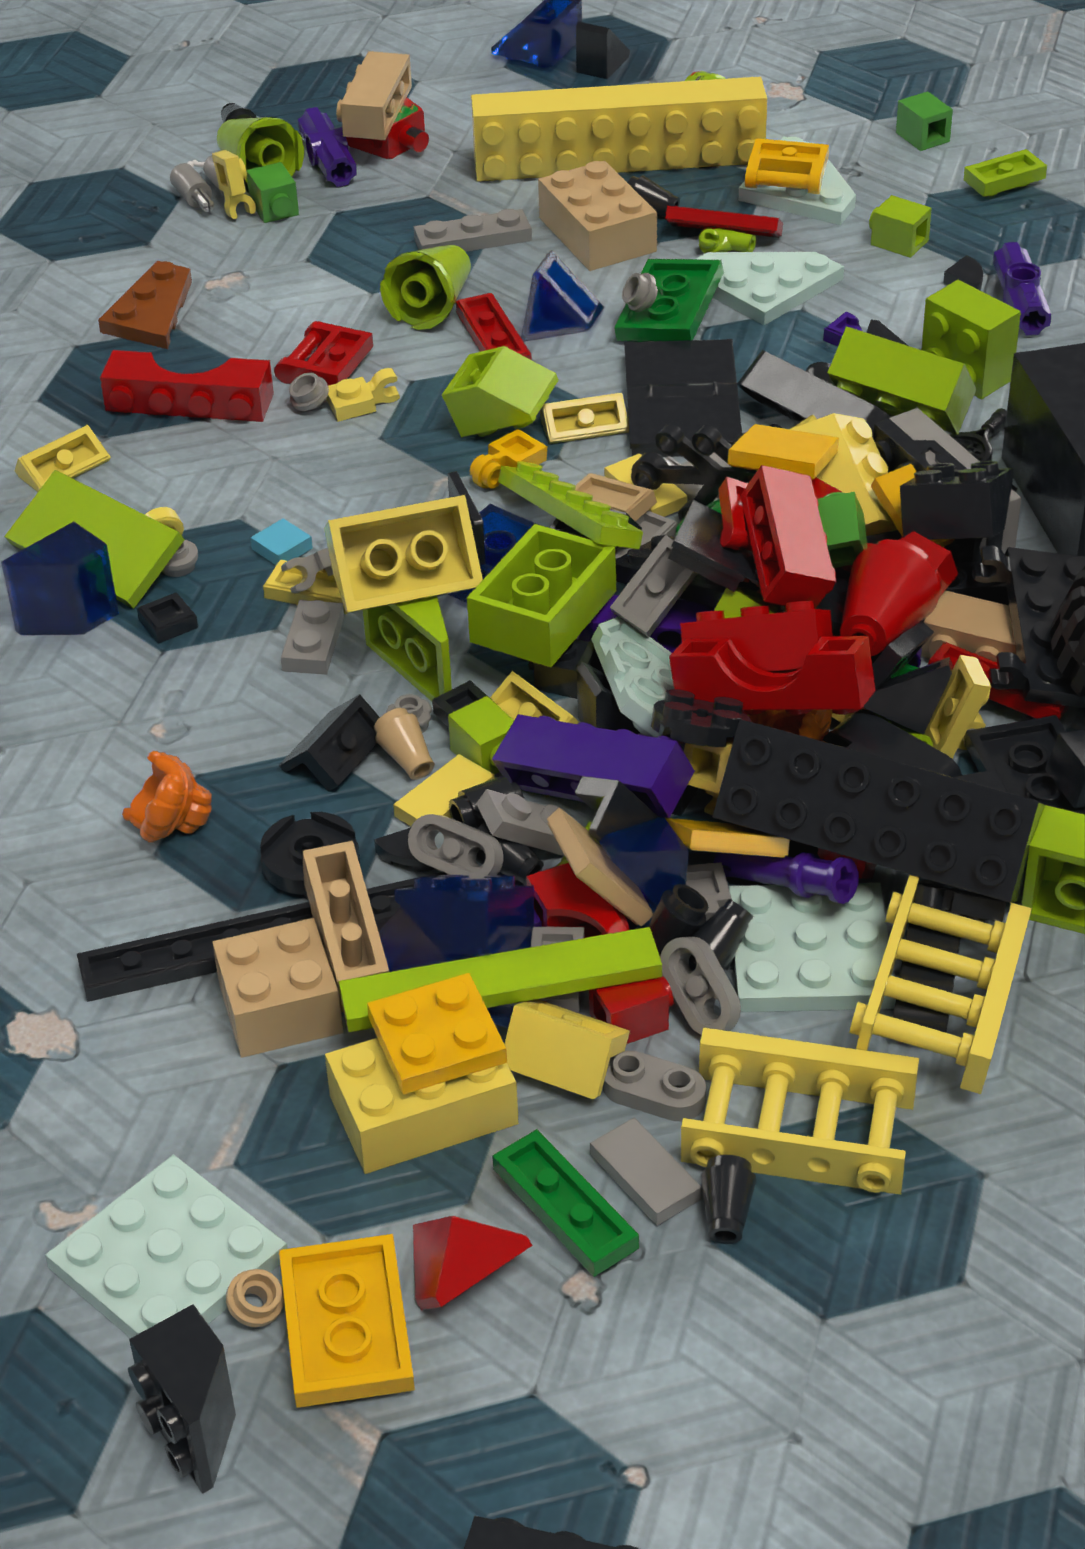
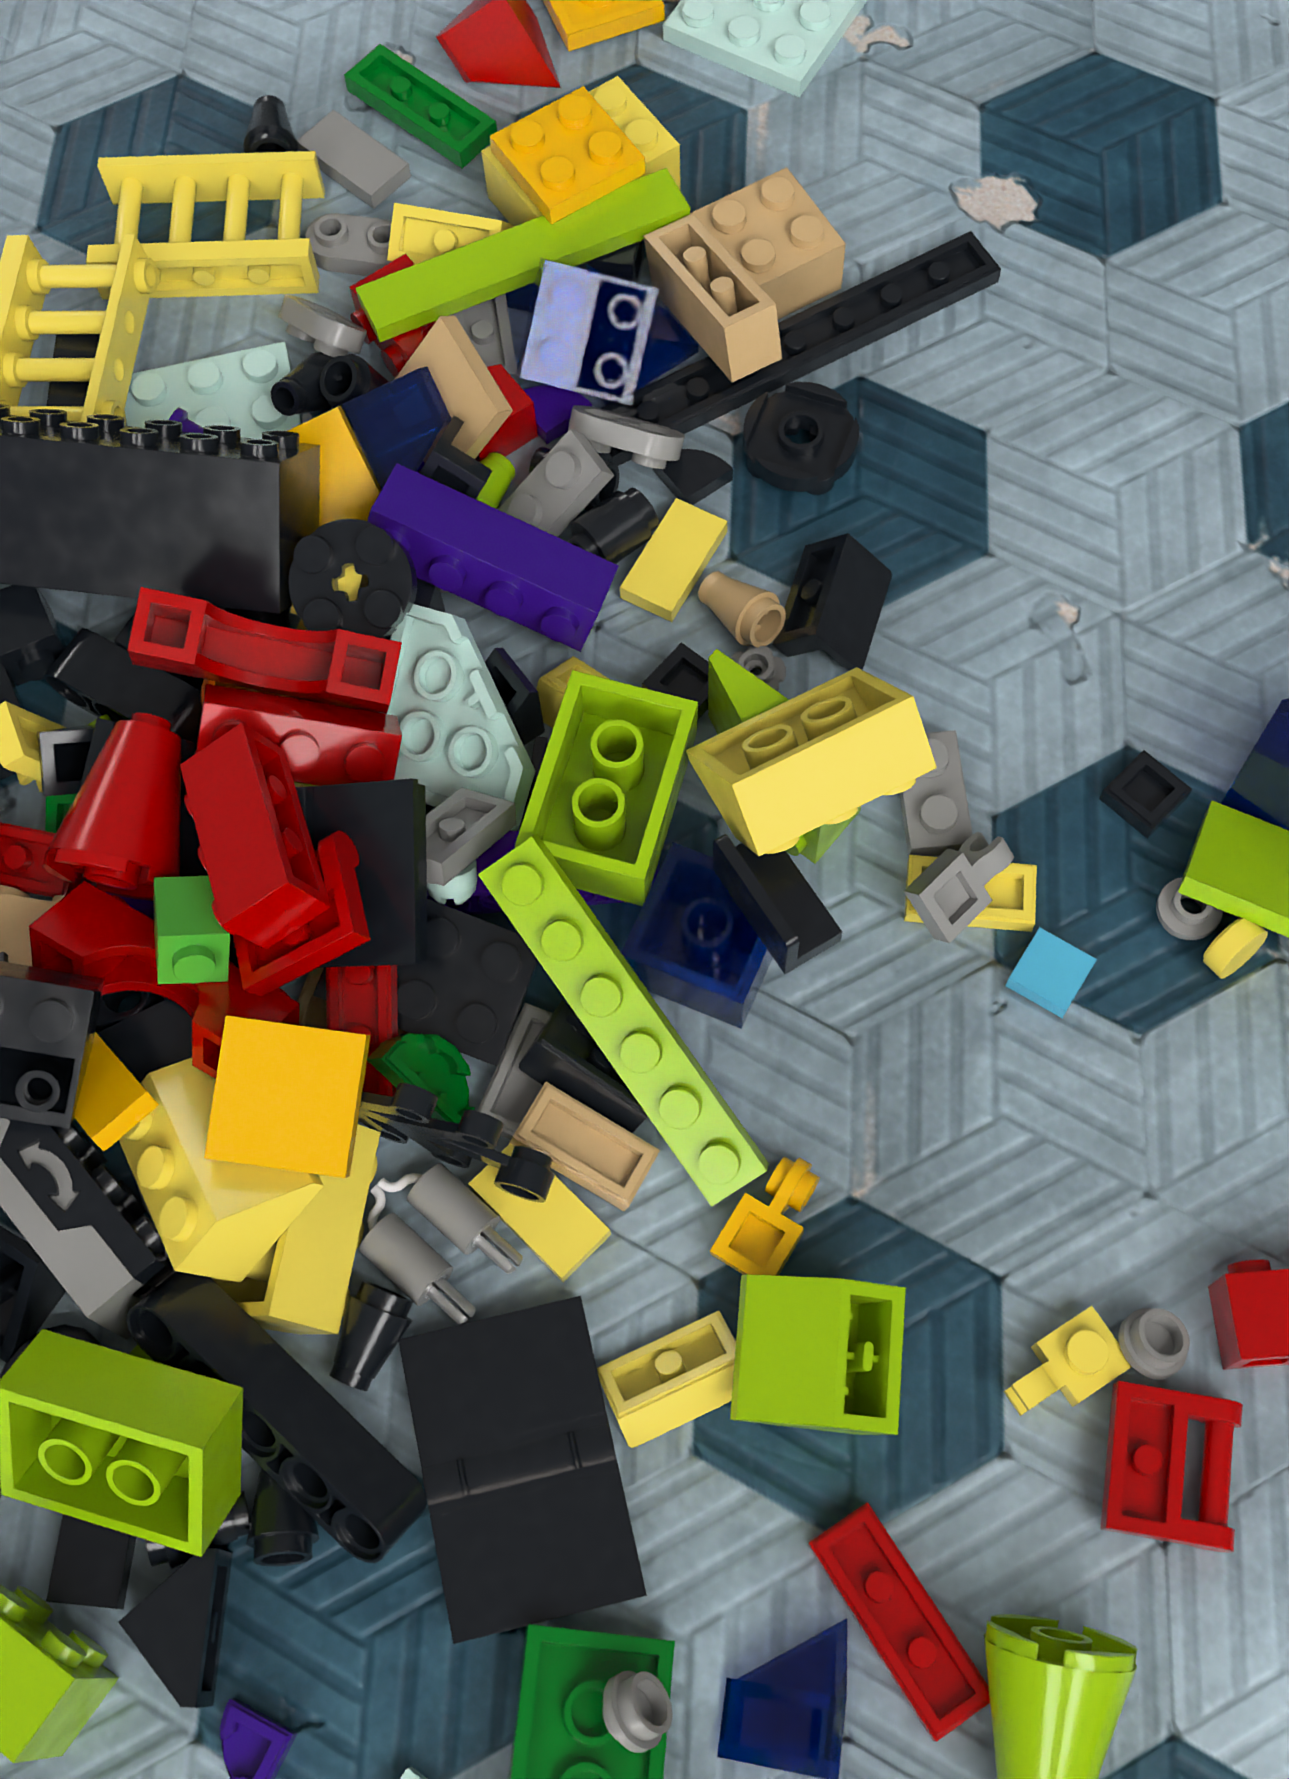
camera: 170 degrees right, 25 degrees up
(169, 800) = (989, 460): orange hair -> none
(478, 732) = (641, 629): lime brick -> none

